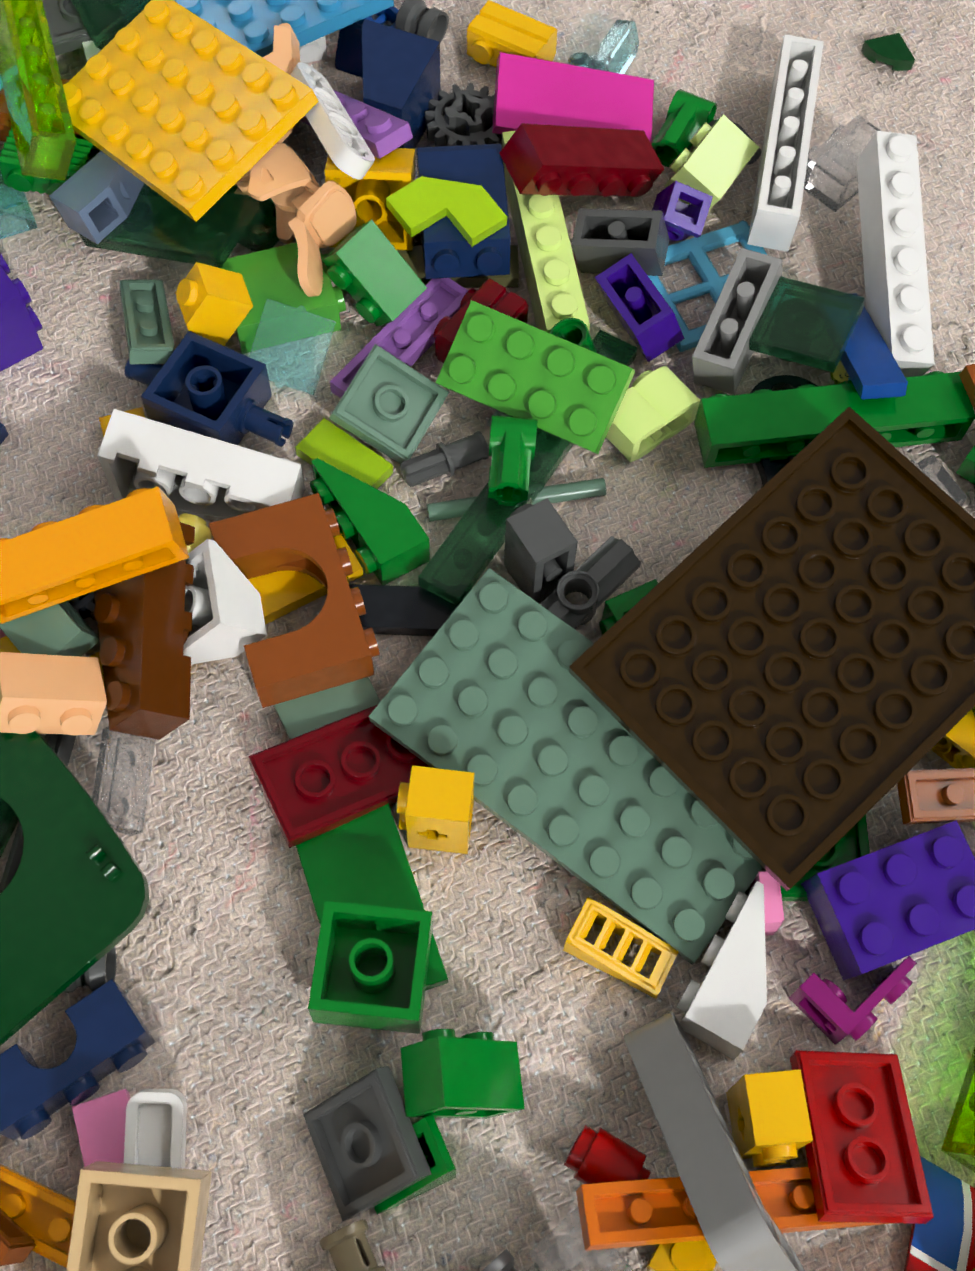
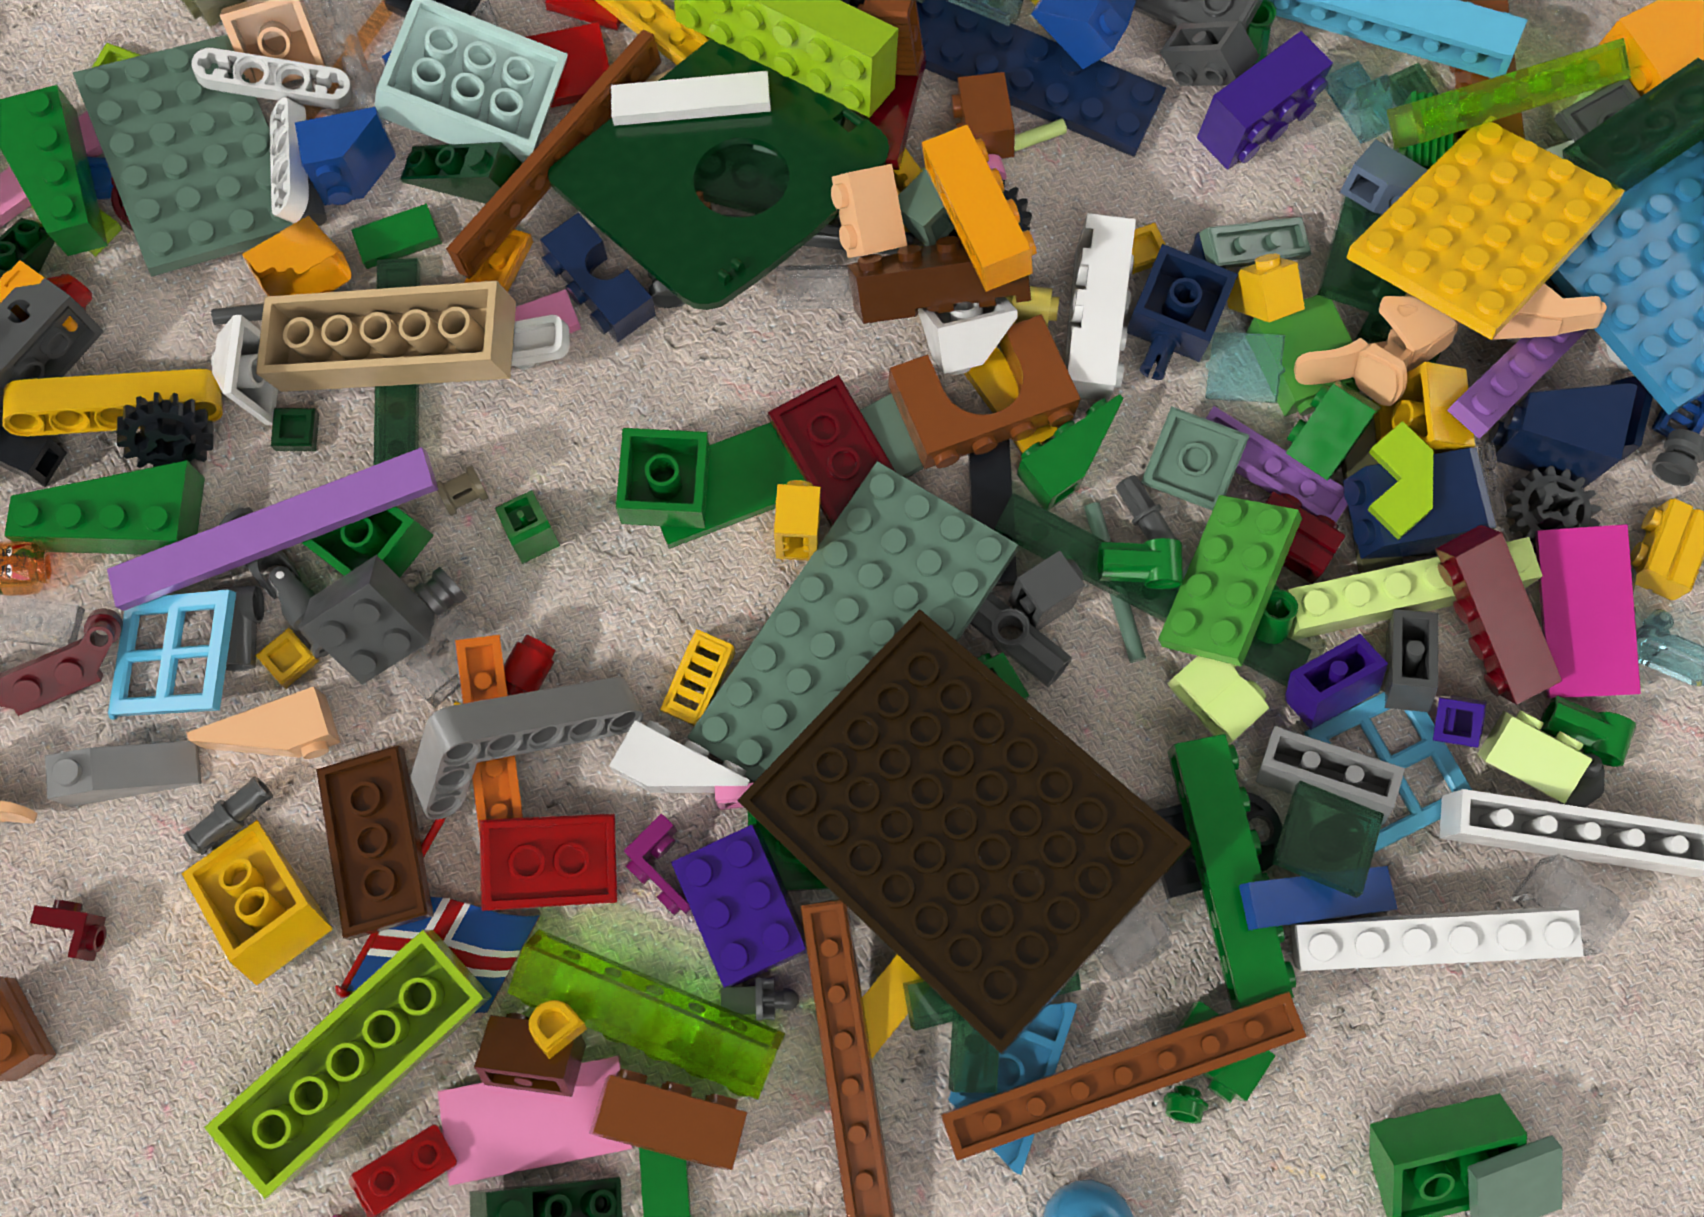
camera: 85 degrees right, 10 degrees up
(334, 125) = (1426, 384): white beam -> none
(345, 453) = (1137, 429): lime tile -> none
(366, 1143) = (537, 488): dark grey tile -> none
(461, 1076) = (583, 551): green brick -> none
(769, 1117) = (556, 783): yellow brick -> none

